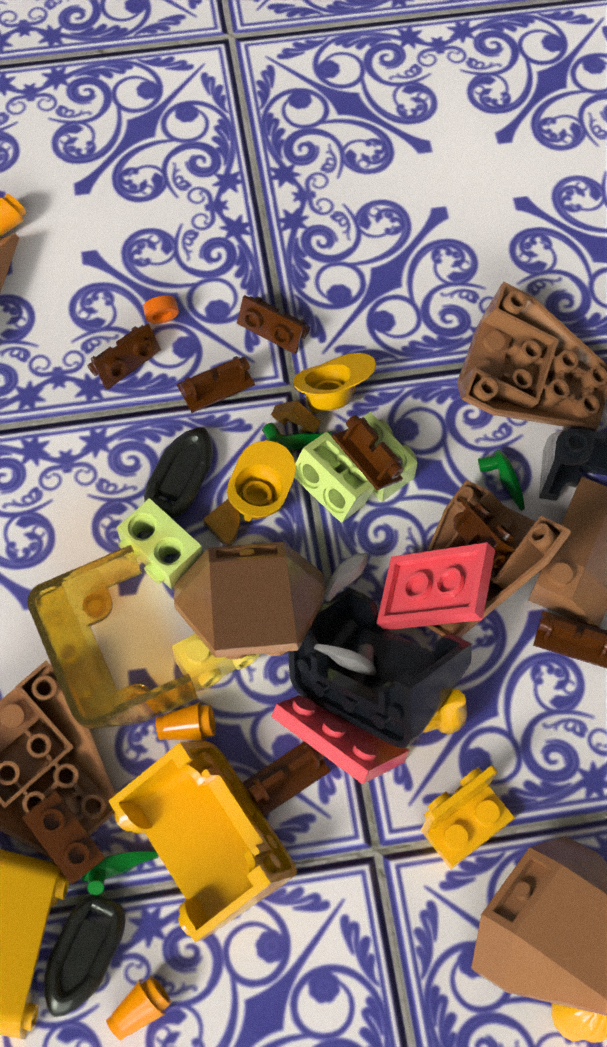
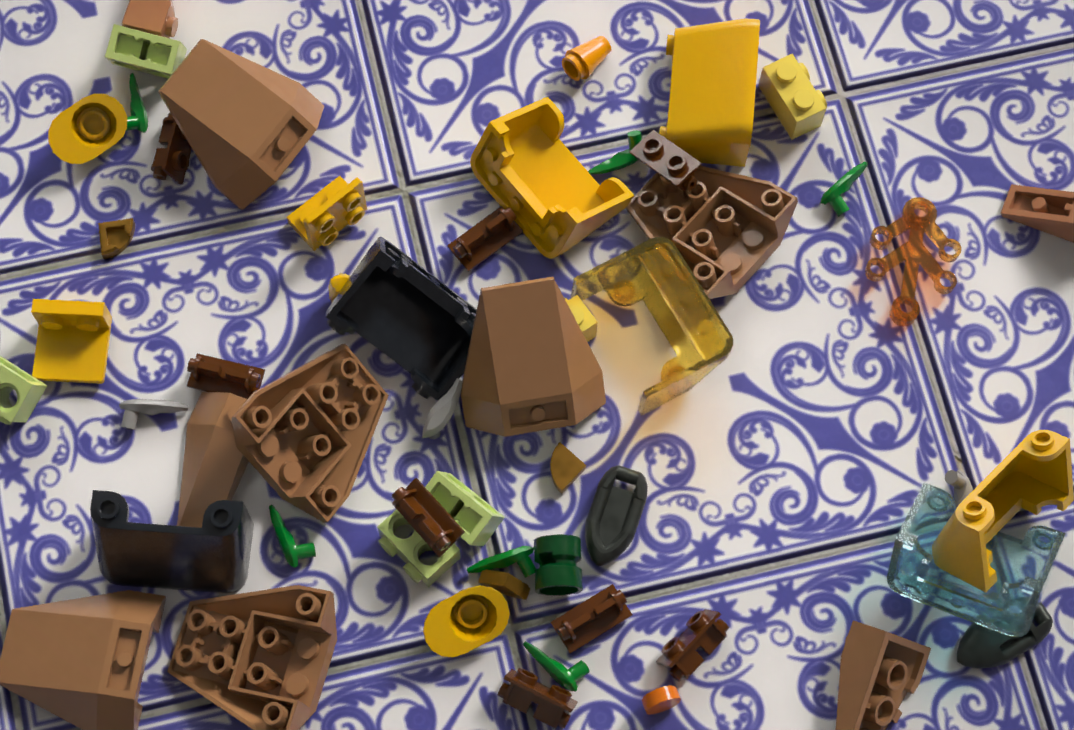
camera: 175 degrees right, 5 degrees up
(82, 954) = (637, 93): pearl dark grey piece -> none
(166, 539) = (617, 440): yellowish green brick -> none
(187, 724) = (568, 268): light orange cone -> none
(242, 421) = (557, 563): none -> dark green wheel
(254, 344) = (565, 677): none -> green bar
(261, 479) = (531, 495): yellow piece -> none
(339, 740) = (446, 260): coral wing -> none
(358, 662) = (432, 320): light grey bar -> none
(436, 587) = (357, 387): coral plate -> none
(477, 523) = (316, 455): reddish brown hinge -> none

